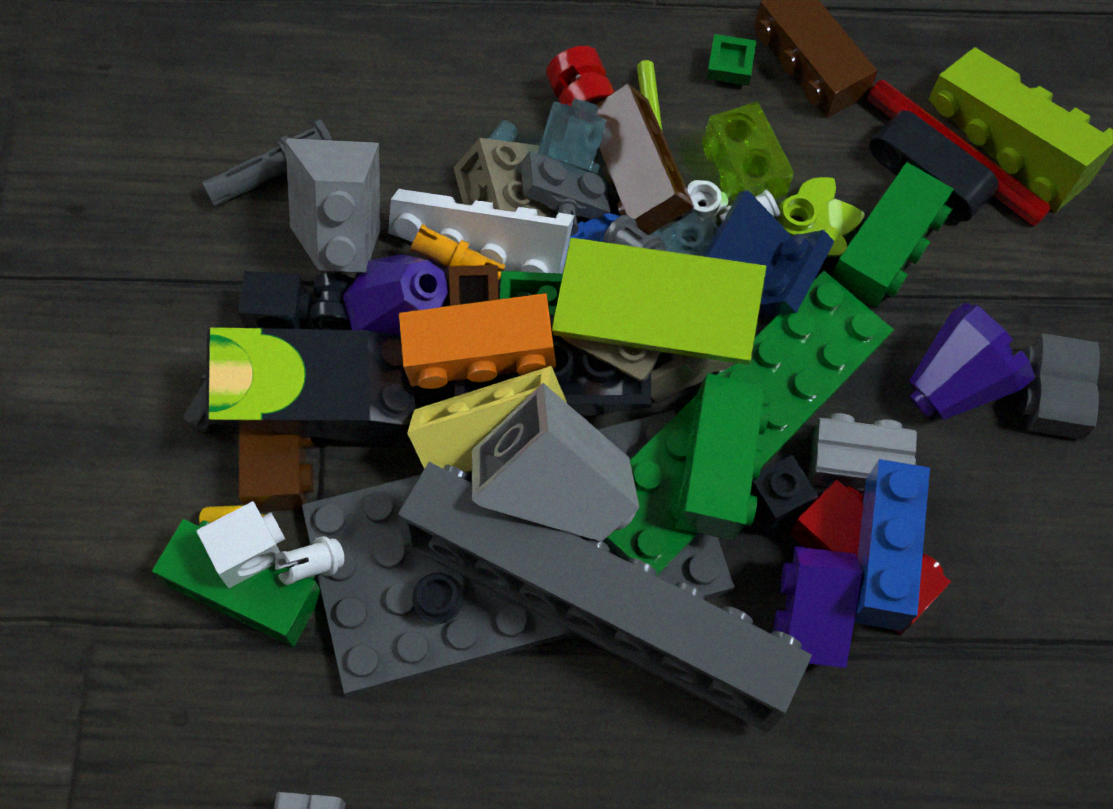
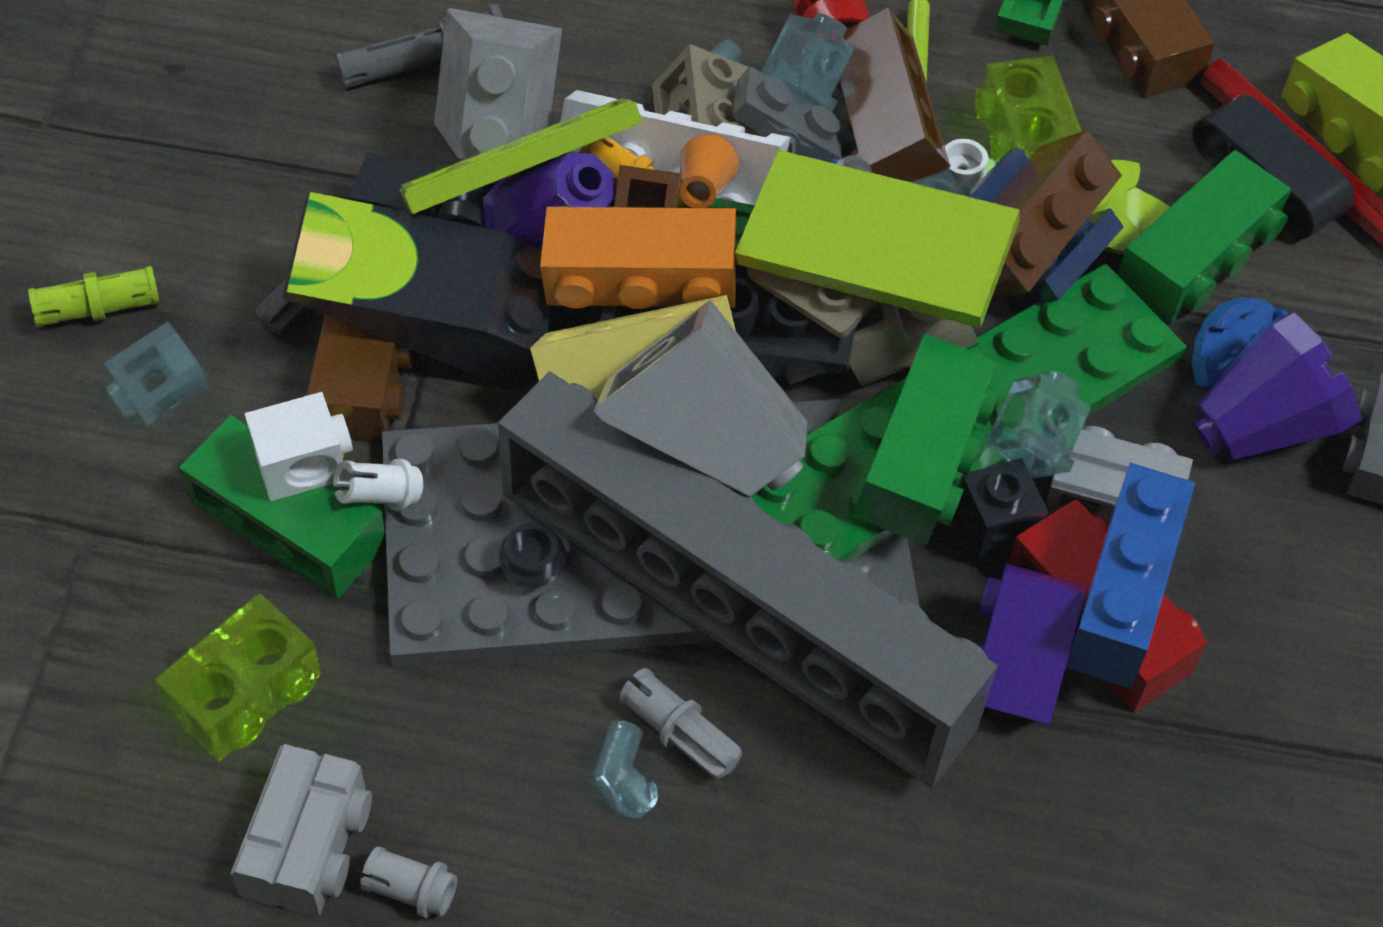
camera: 10 degrees right, 10 degrees down
(53, 425) = (93, 296): none -> lime pin
(95, 490) = (155, 354): none -> clear light blue brick
(222, 726) = (228, 667): none -> clear neon green brick
(368, 267) = (520, 154): none -> lime tile
(513, 251) = (706, 169): none -> orange cone
(533, 761) = (617, 776): none -> clear light blue arm
(574, 712) = (681, 724): none -> light grey axle
(778, 235) = (1055, 198): none -> reddish brown brick
(801, 424) = (1040, 423): none -> clear light blue brick
(926, 315) = (1226, 335): none -> blue plate

